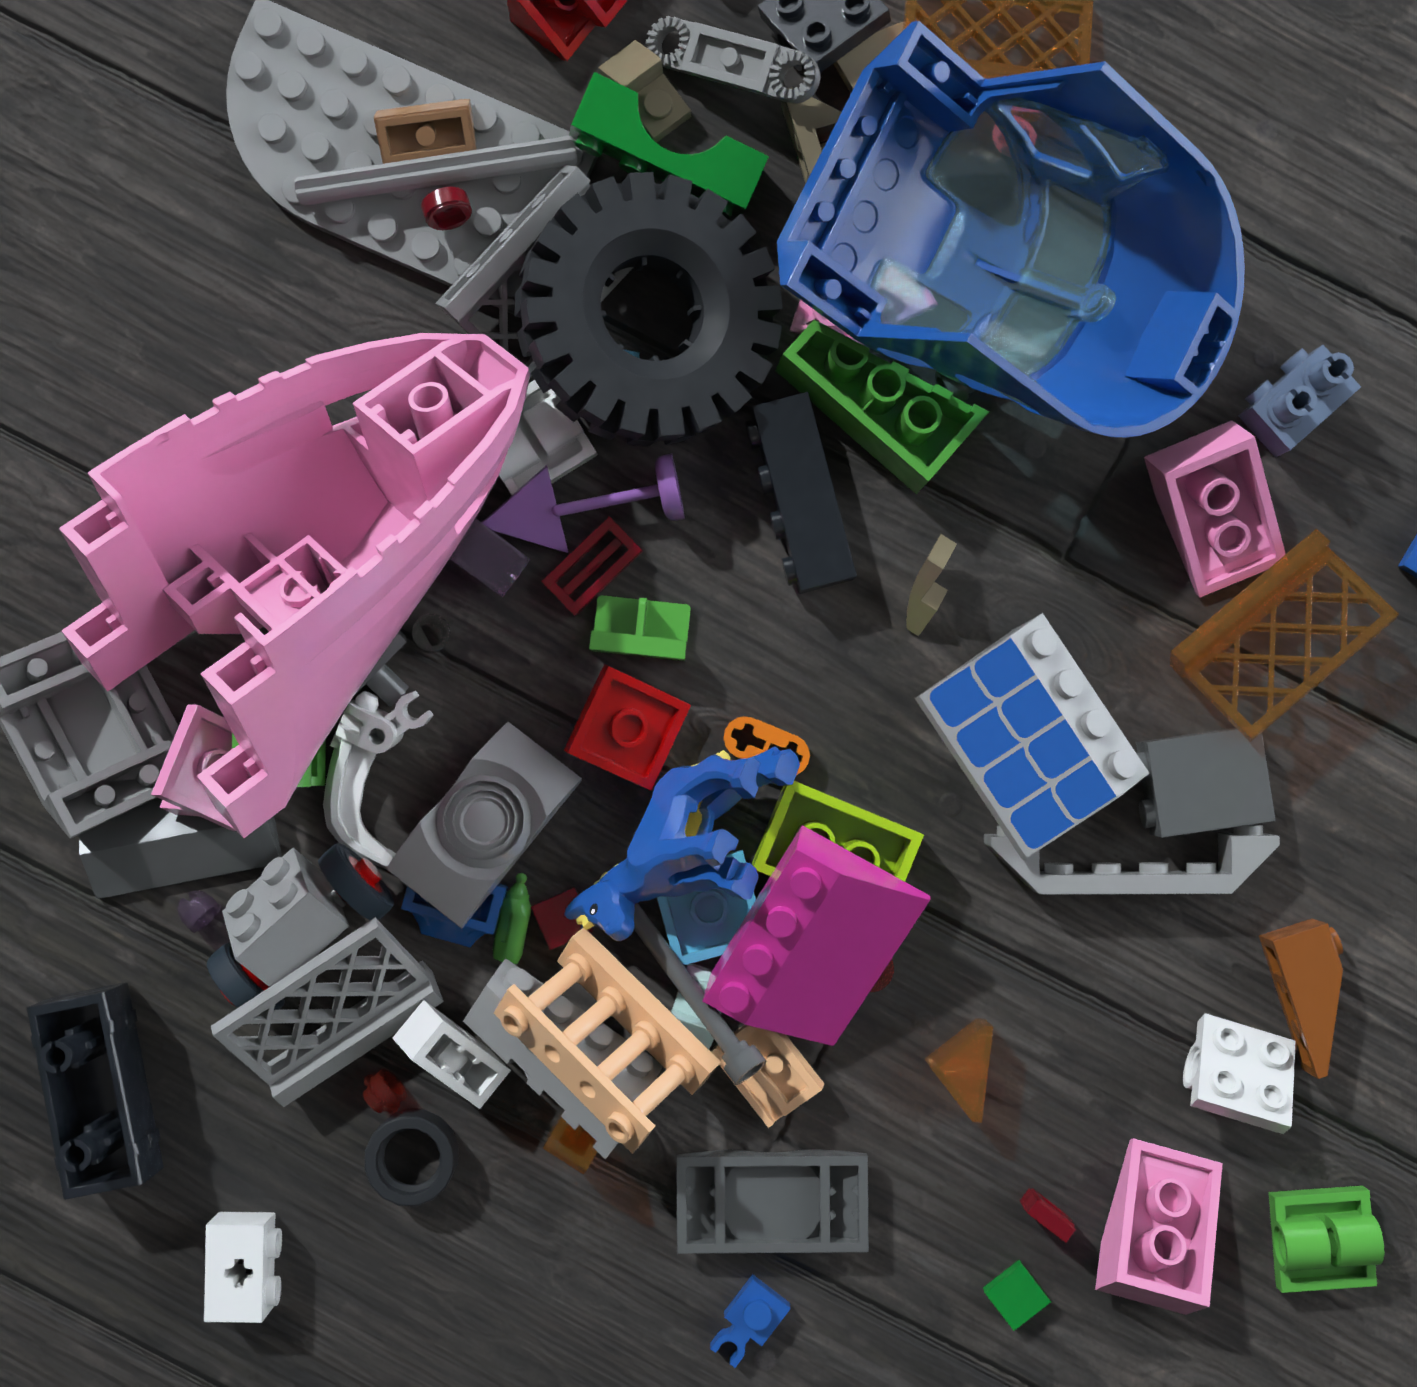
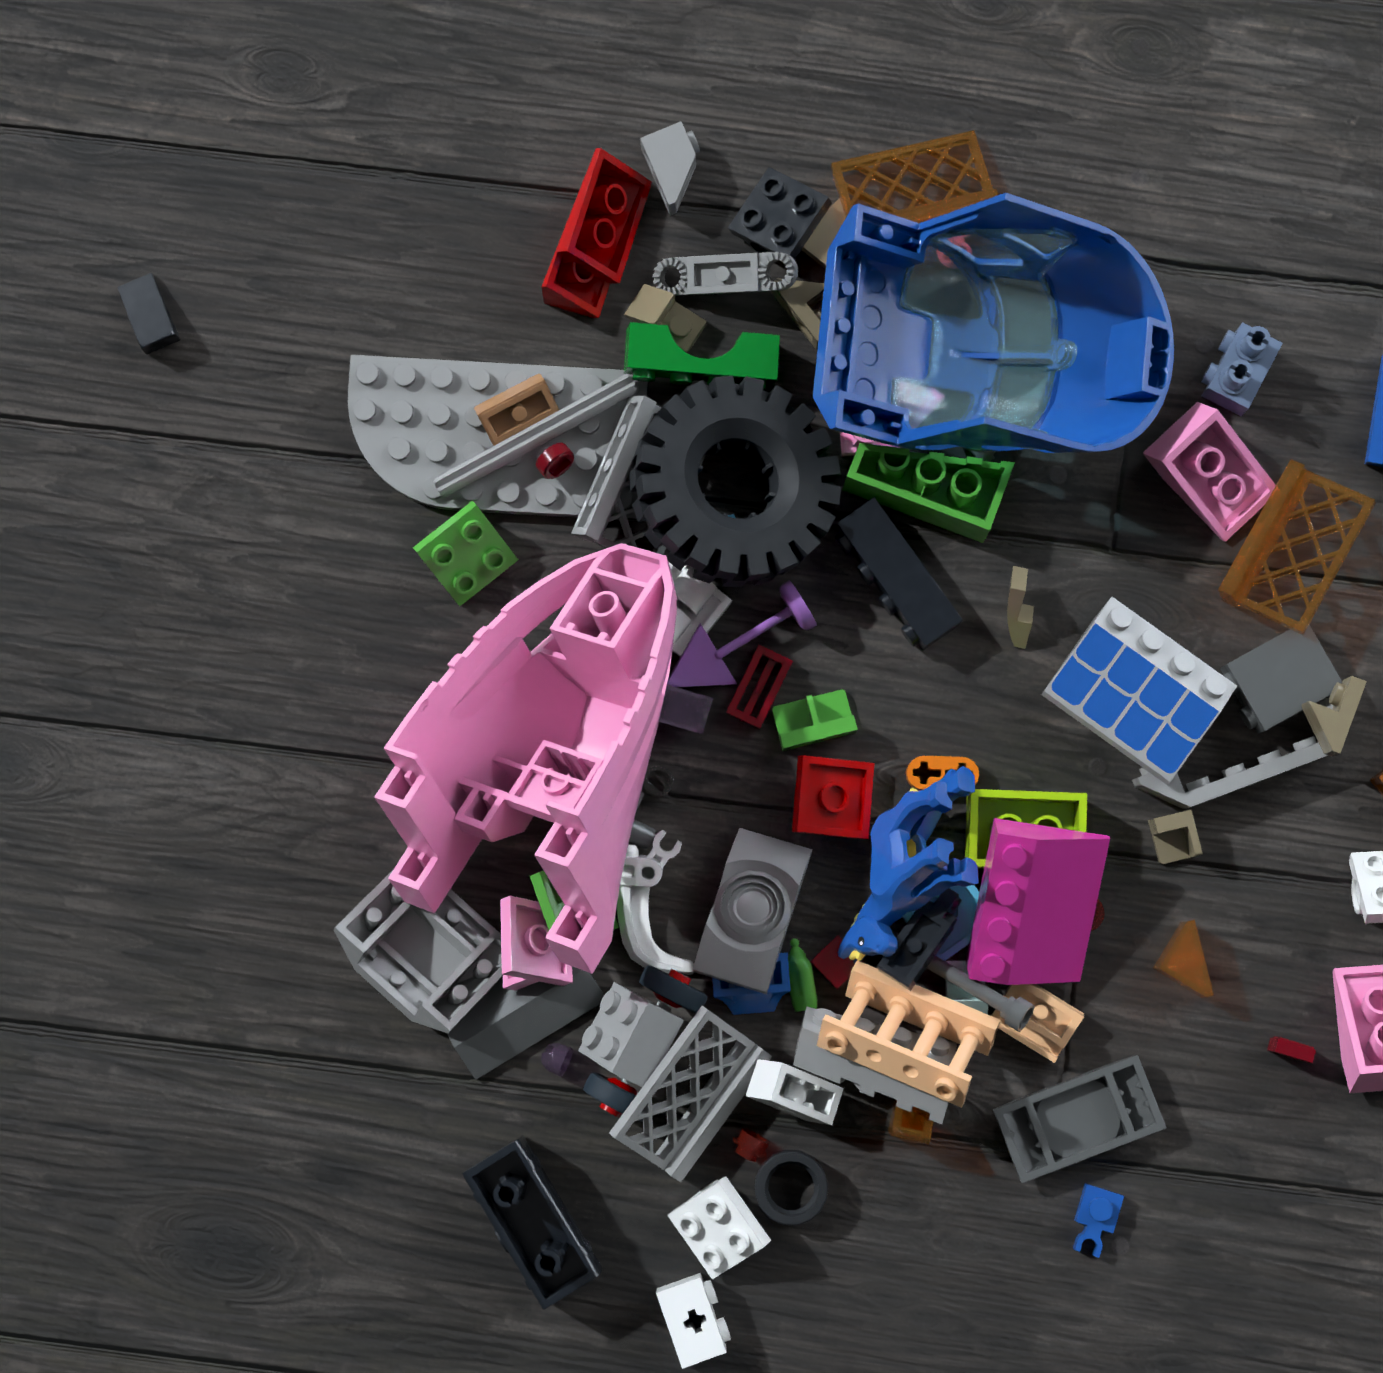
camera: 15 degrees left, 5 degrees down
(303, 280) = (465, 553): none -> bright green plate
(309, 1174) = (719, 1227): none -> white plate
(665, 934) = (921, 940): none -> black hinge
(1008, 919) = (1175, 837): none -> dark tan panel
(1016, 1295) = (1292, 1122): green tile -> none
(1244, 862) = (1334, 724): none -> dark tan slope

